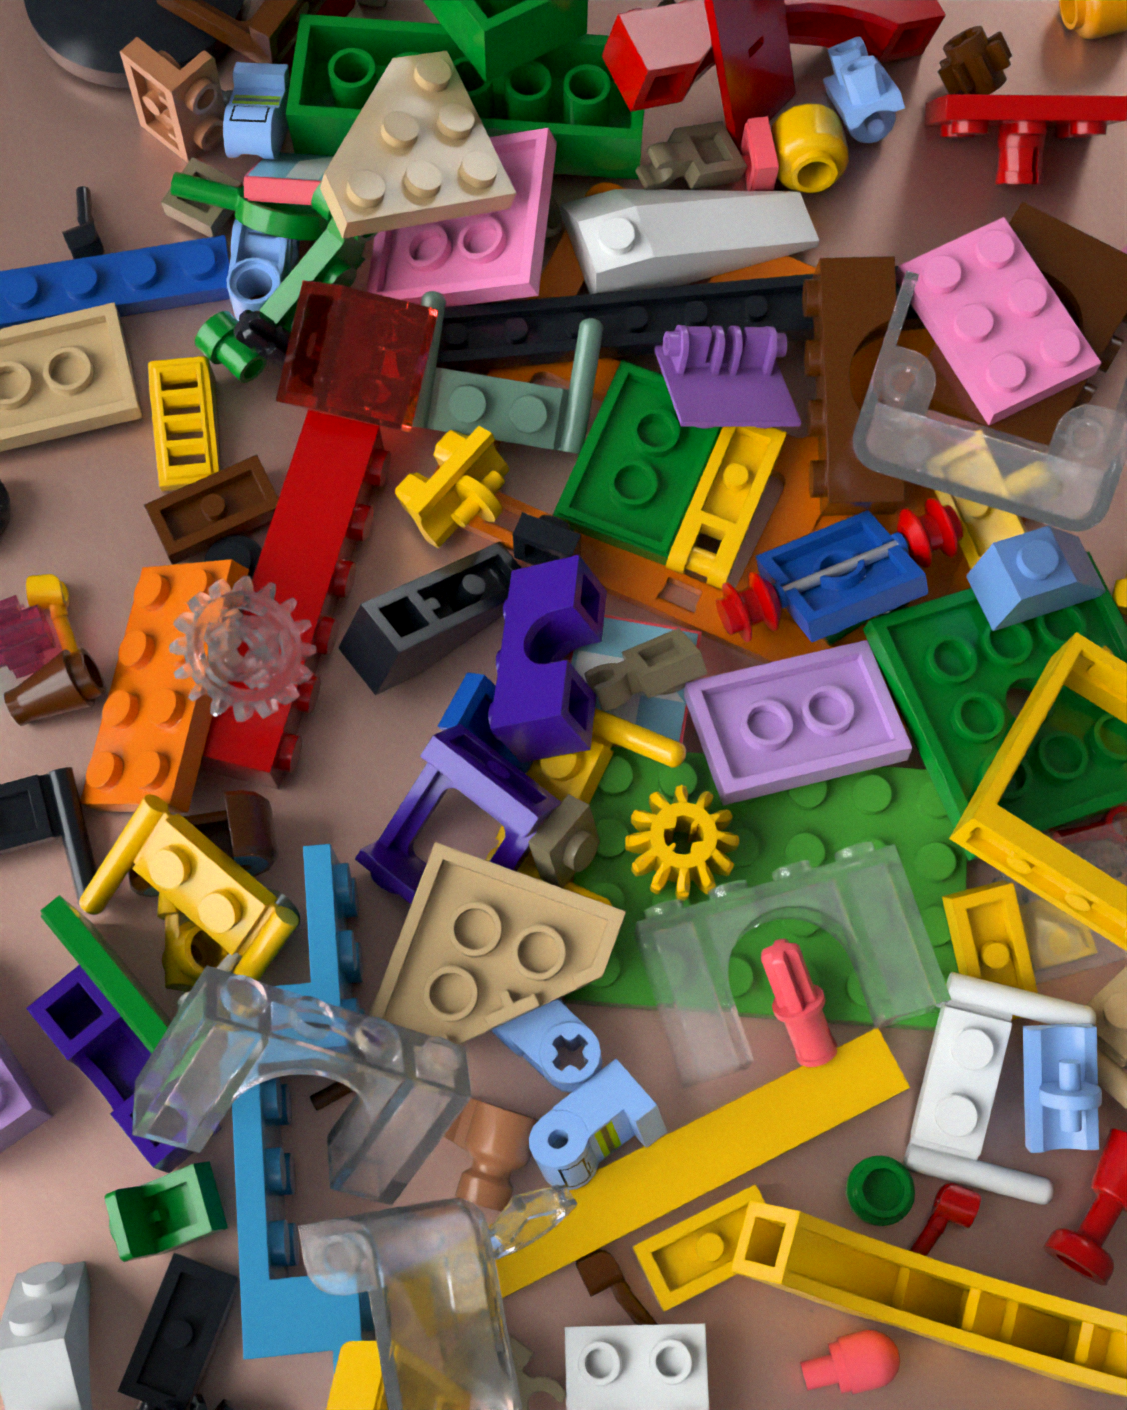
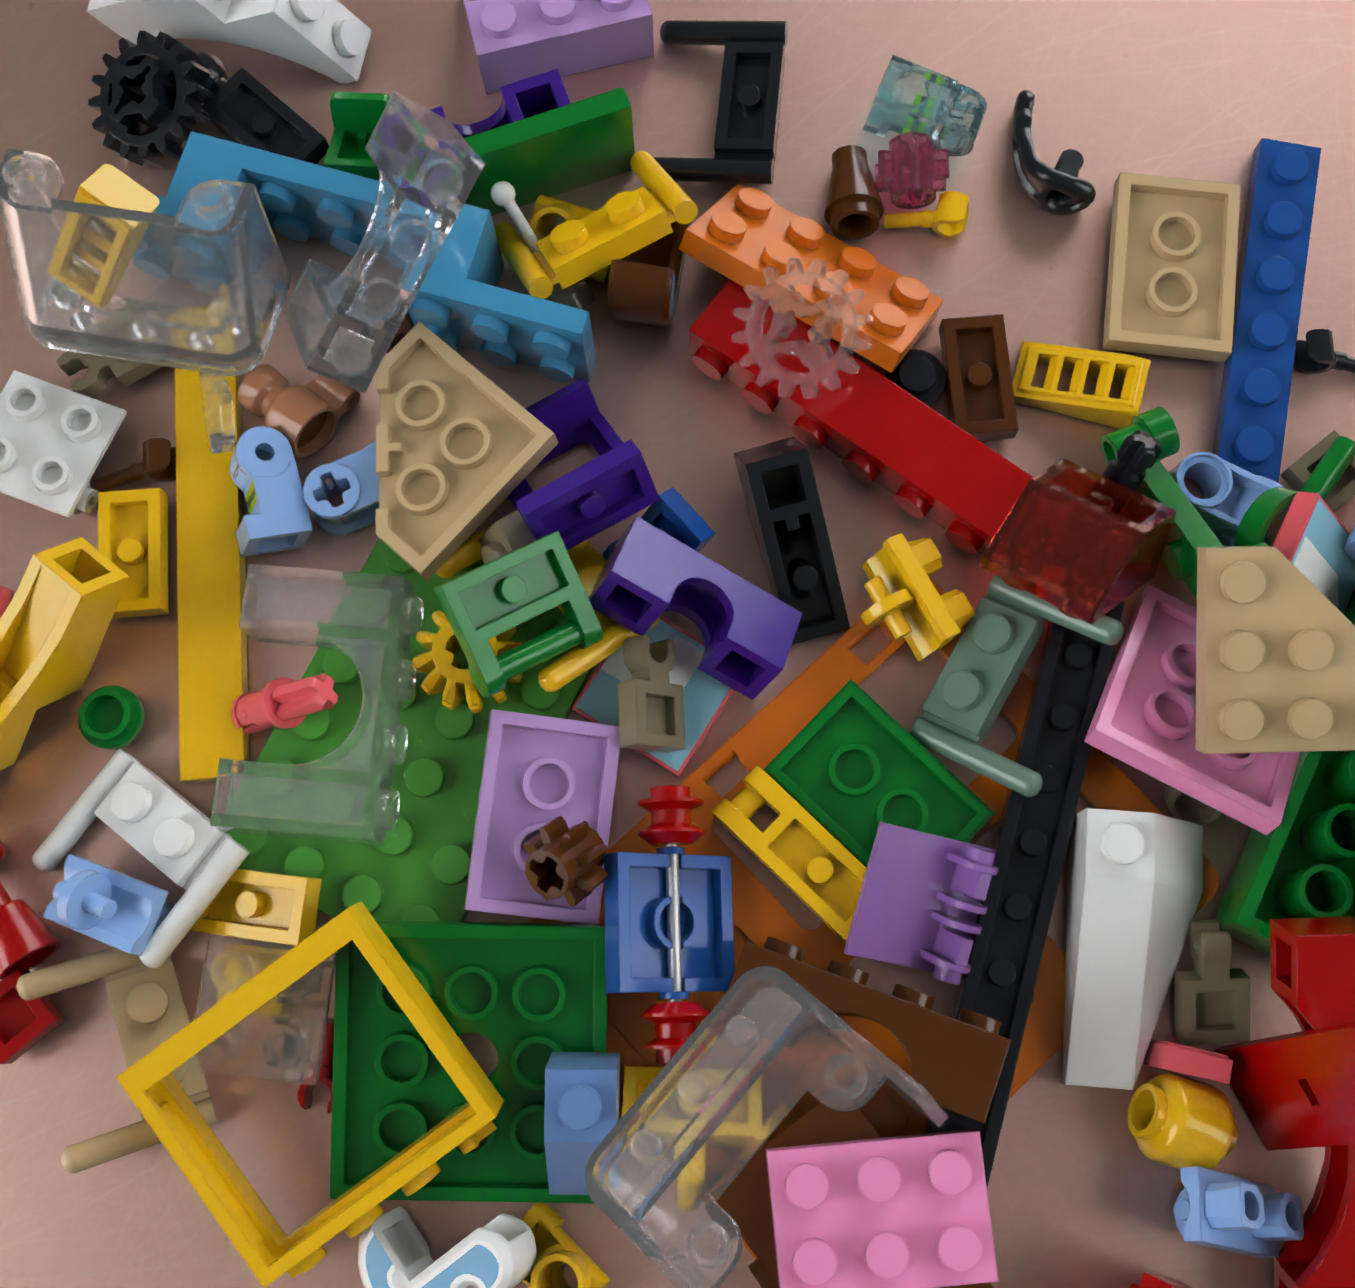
camera: 115 degrees right, 5 degrees up
(544, 539) = (819, 660): black plate -> none
(624, 804) = (509, 593): none -> green plate
(834, 667) = (565, 861): none -> reddish brown gear
(950, 1204) = (71, 774): red hand -> none

